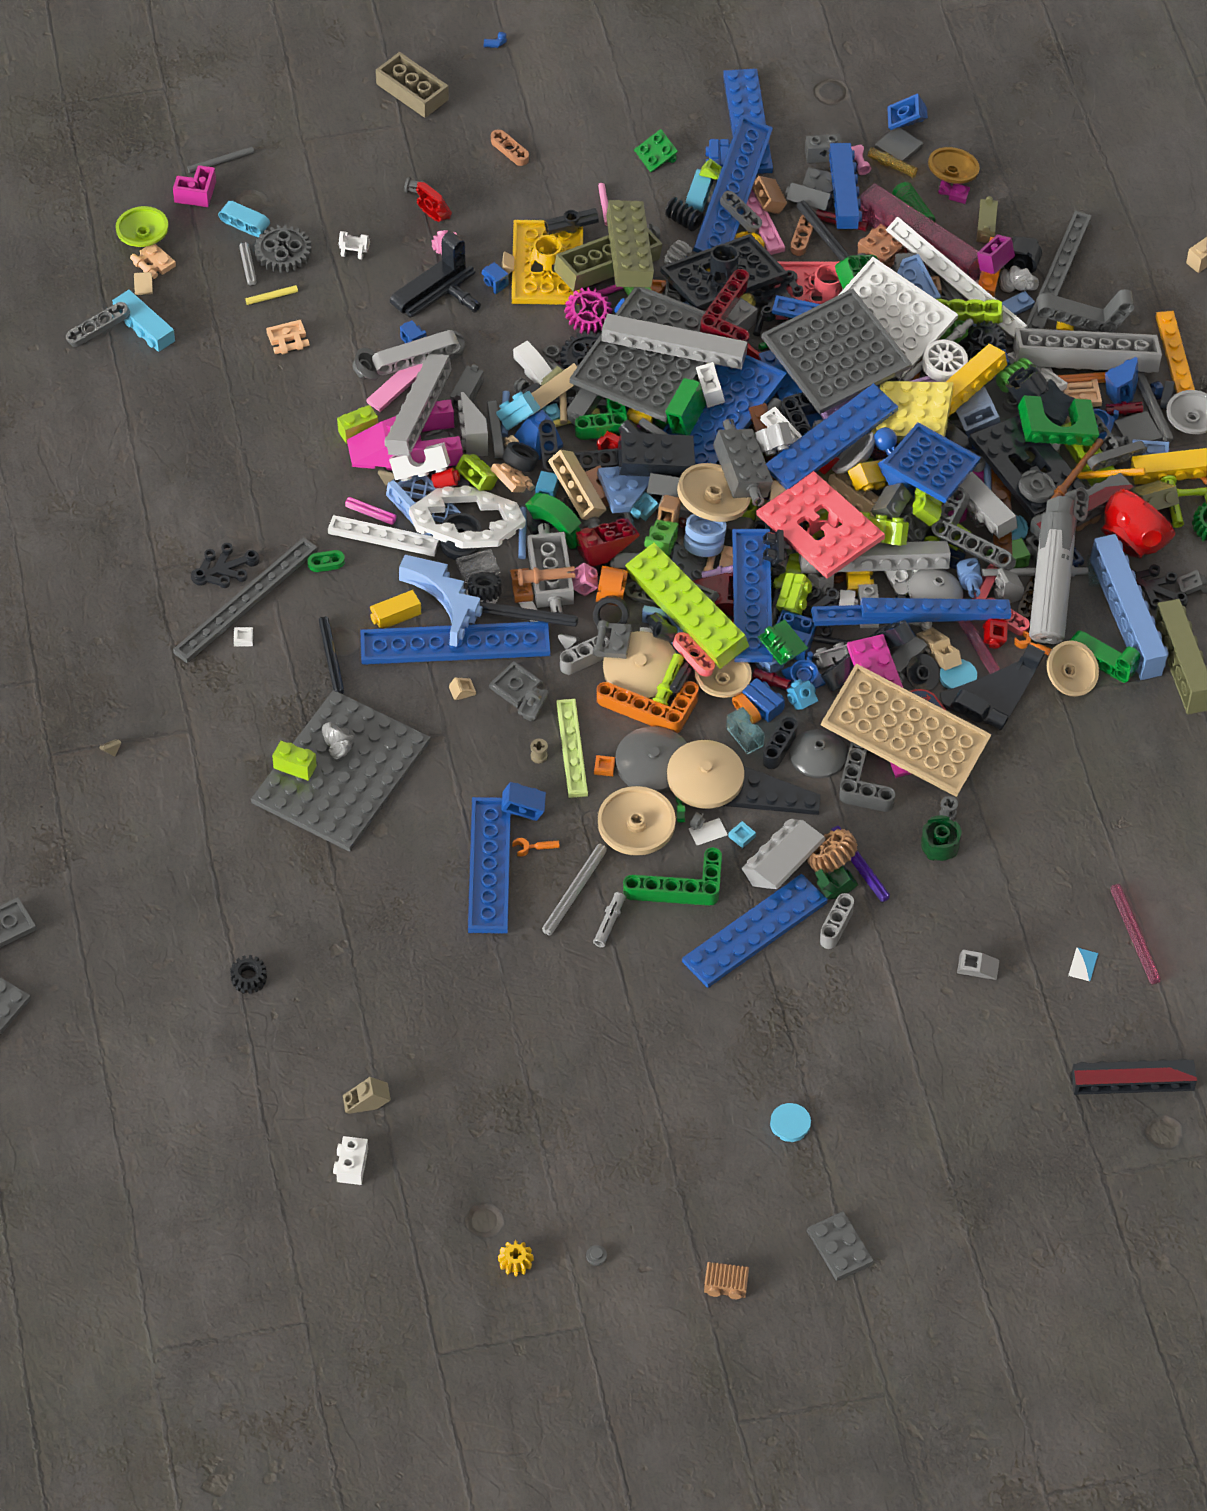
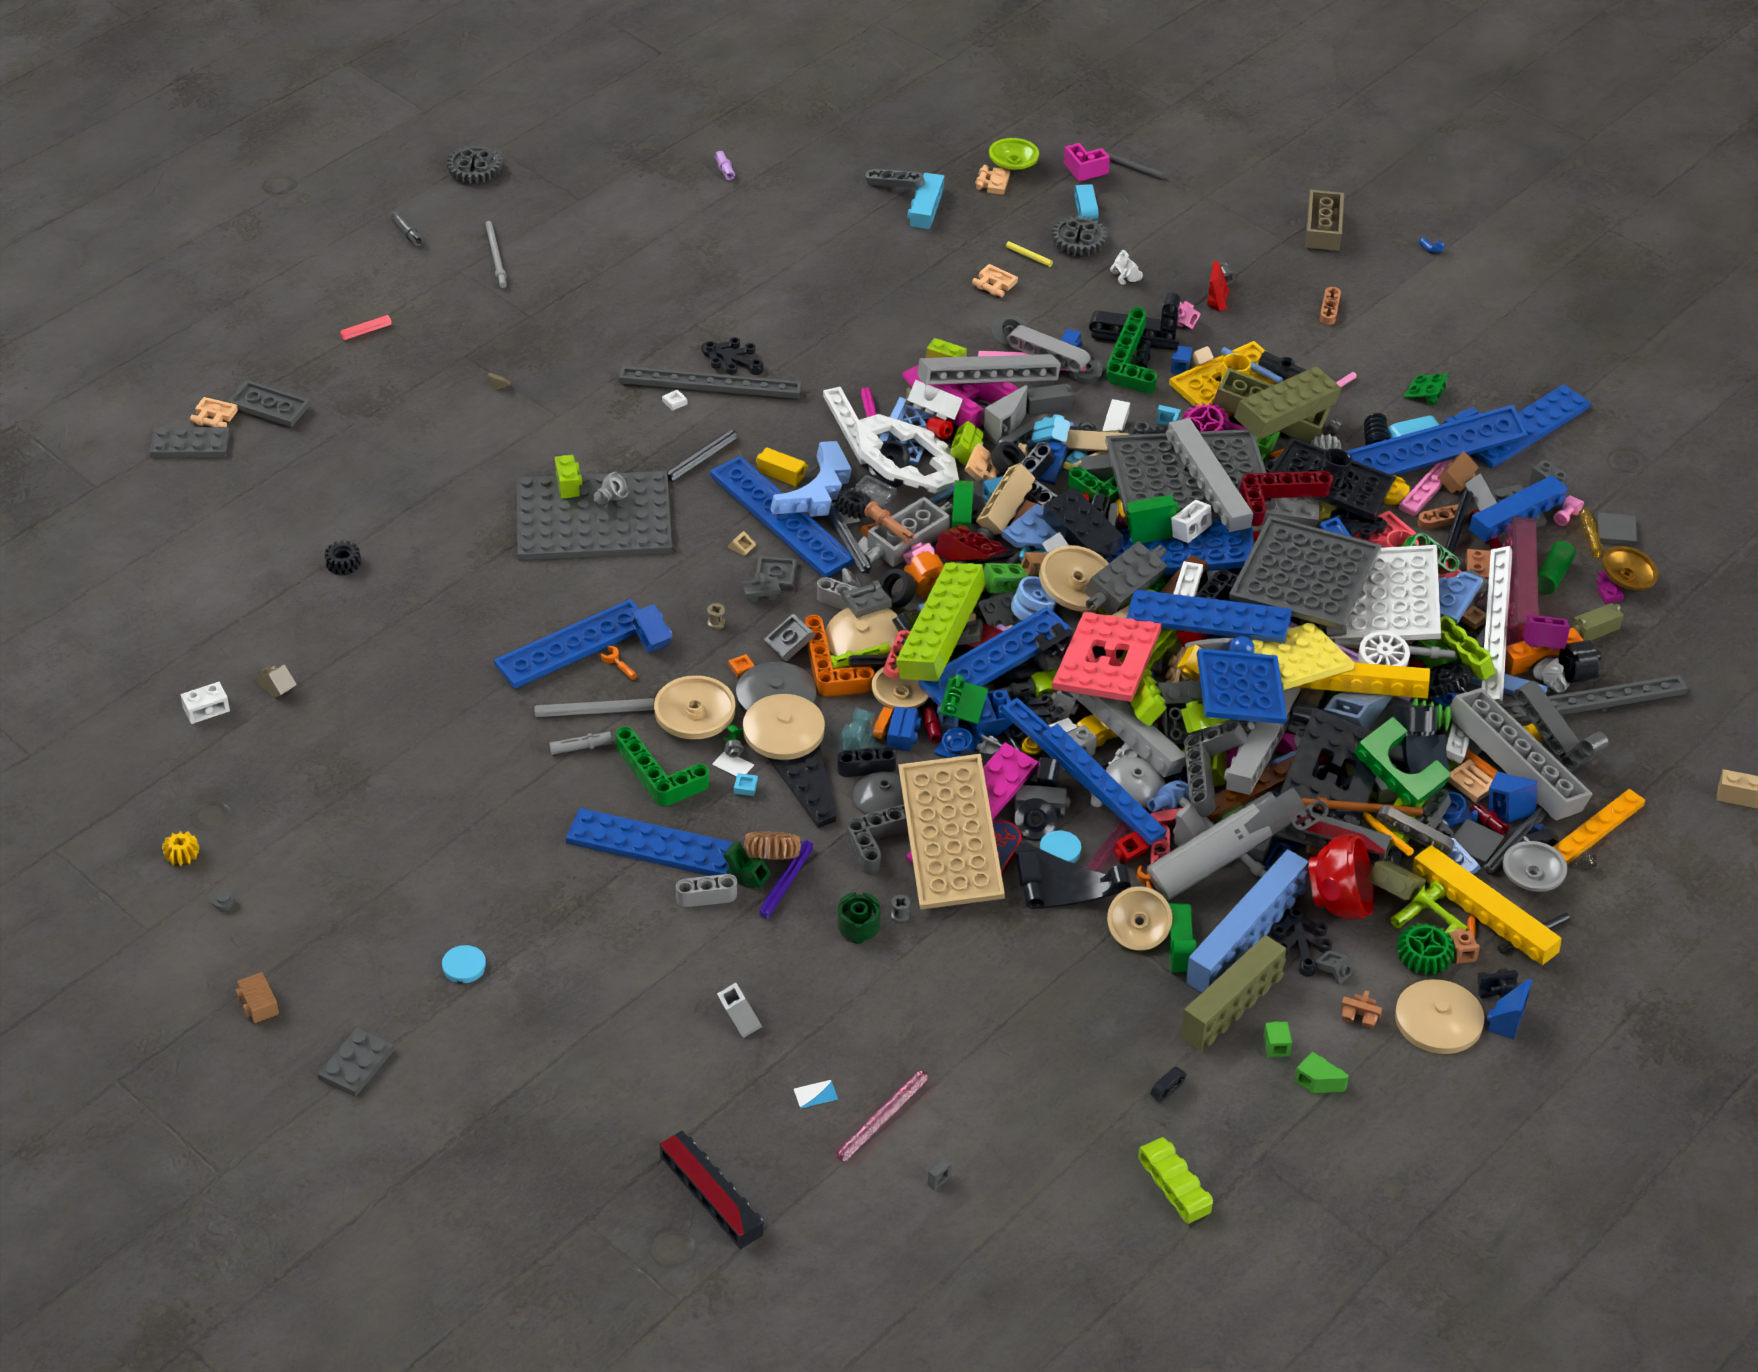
camera: 55 degrees right, 10 degrees down
(143, 283) = (964, 184): tan slope -> none
(248, 264) = (1044, 227): light grey axle -> none
(326, 561) = (792, 406): green plate -> none
(463, 307) = (1118, 368): none -> green beam
(528, 242) = (1264, 372): none -> medium blue bar
(555, 326) = (1167, 414): none -> medium azure bracket
(572, 748) = (740, 638): yellowish green tile -> none
(607, 715) = (789, 637): none -> dark grey tile
(710, 169) = (1436, 419): lime slope -> none
(753, 217) = (1409, 468): dark grey beam -> none
(774, 438) = (1167, 579): light grey brick -> none
(782, 854) = (741, 815): light grey slope -> none
(794, 593) = (1027, 685): lime brick -> none
(801, 694) = (923, 746): dark azure brick -> none
(842, 631) = (1030, 747): none -> yellow plate
(906, 112) = (1655, 513): blue slope -> none
(940, 648) = (1073, 818): tan slope -> none
(1036, 486) = (1308, 781): dark grey tile -> none

